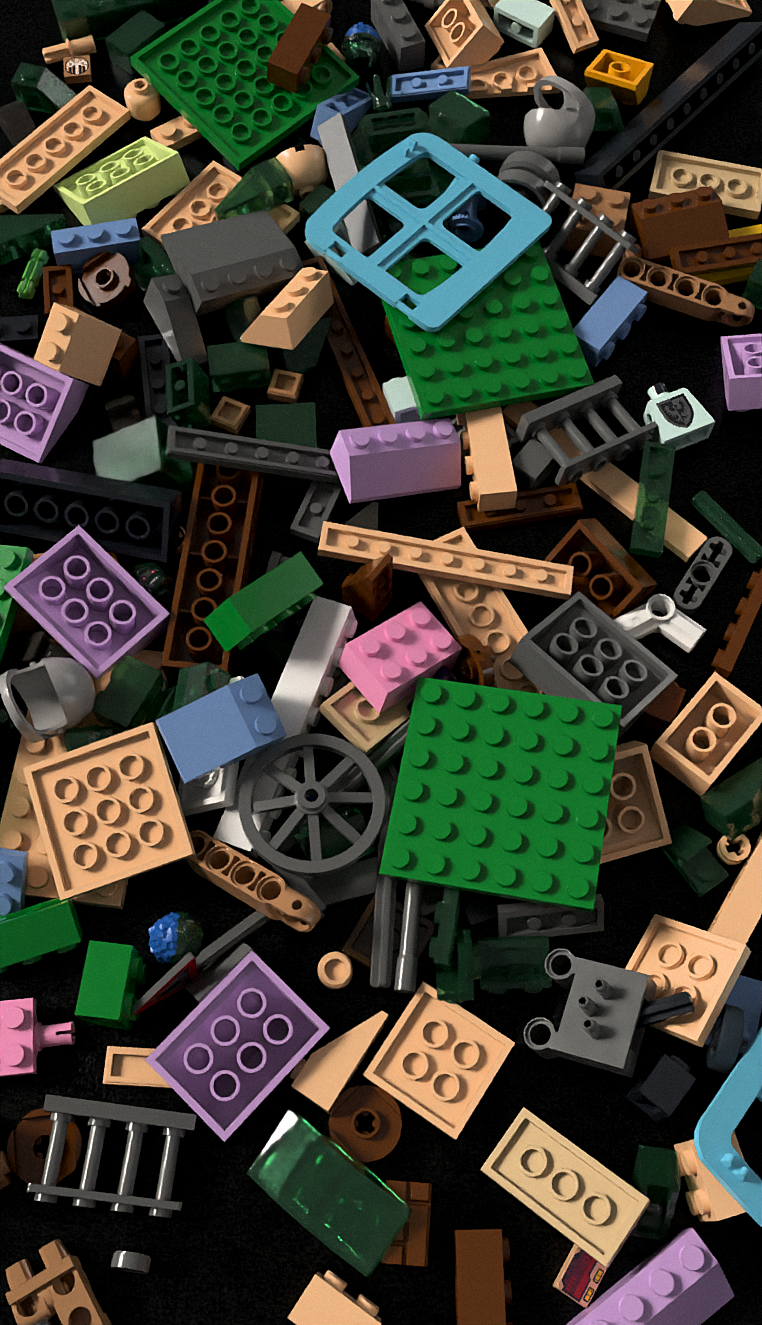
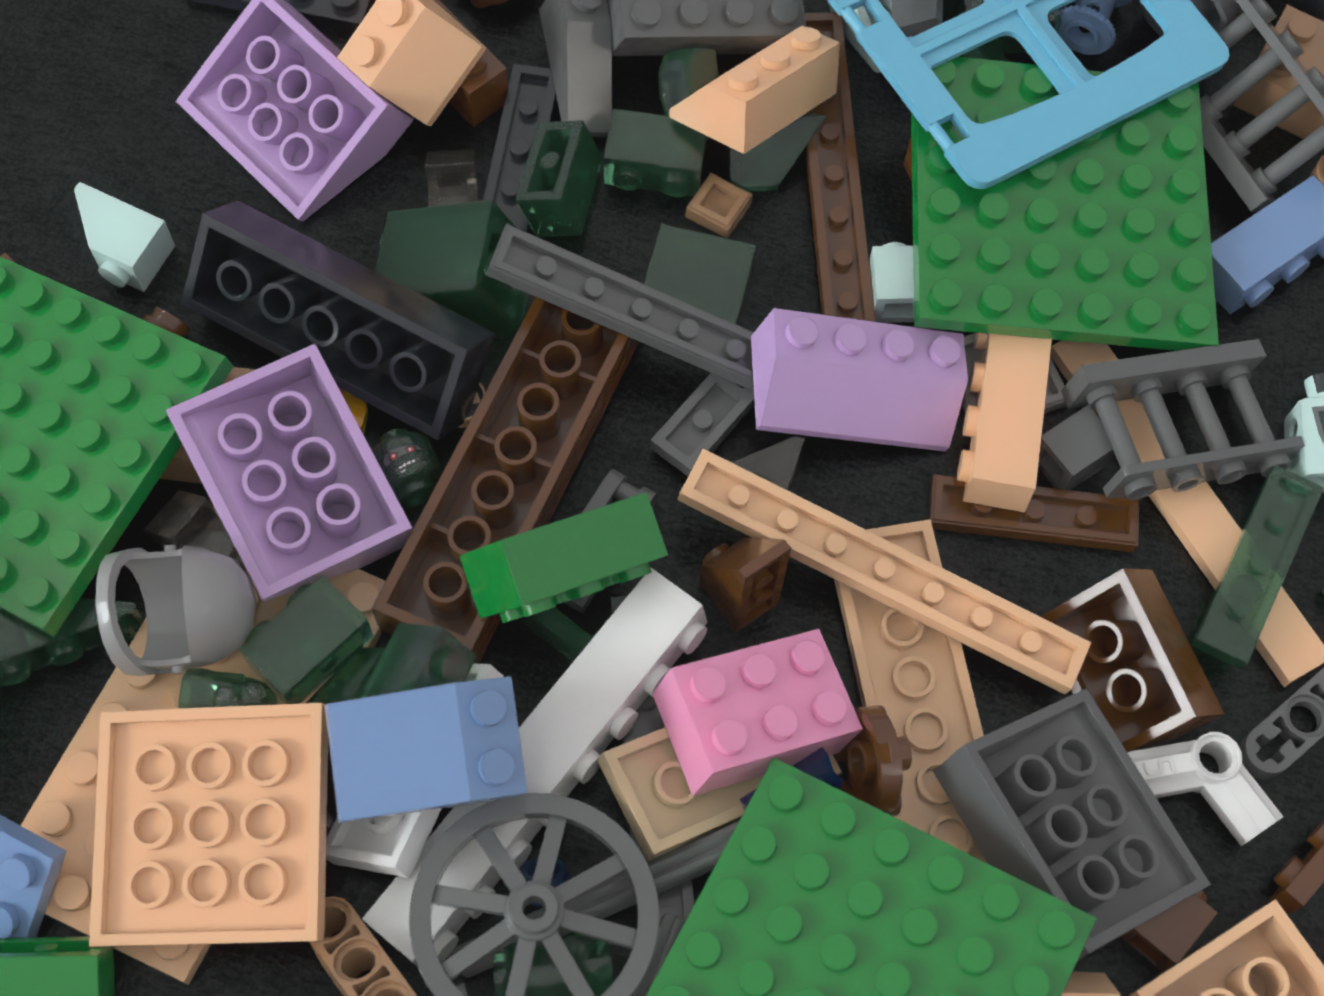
camera: 15 degrees right, 0 degrees up
(230, 415) = (617, 227): medium nougat tile -> none

